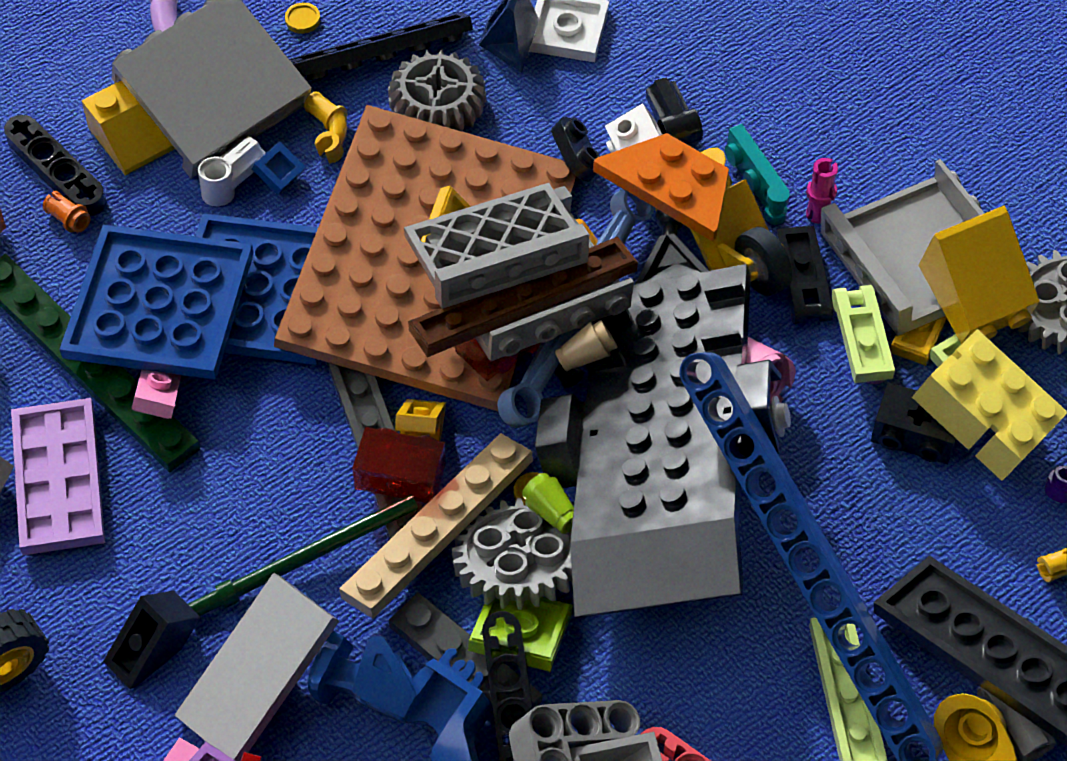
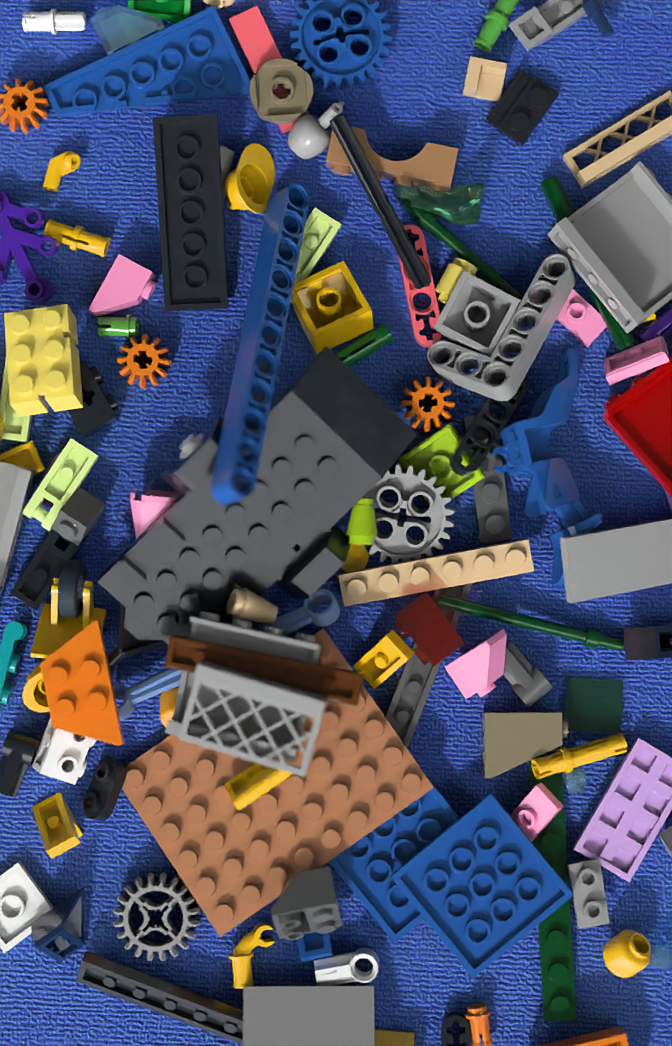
camera: 140 degrees left, 30 degrees up
(46, 371) = (588, 893): none -> light grey hinge
(140, 458) = (576, 780): none -> clear light blue plate
(158, 465) = (566, 759): none -> yellow pin
(174, 540) = (593, 704): none -> clear green piece
(227, 452) = (518, 737): none -> dark tan slope
(262, 504) = (525, 680): none -> dark grey piece
(307, 175) = (307, 905): none -> dark grey slope
(321, 473) = (479, 666): none -> bright pink slope
(589, 94) = (56, 825): none -> yellow slope
(590, 659) = (435, 411): none -> orange gear
(726, 617) = (379, 336): none -> green pin
(776, 681) = (331, 307): none -> yellow slope
(819, 320) = (78, 516): none -> dark grey brick
(900, 497) = (153, 354): none -> orange gear
(949, 516) = (120, 326): none -> bright green pin
(991, 546) = (123, 287): none -> bright pink slope

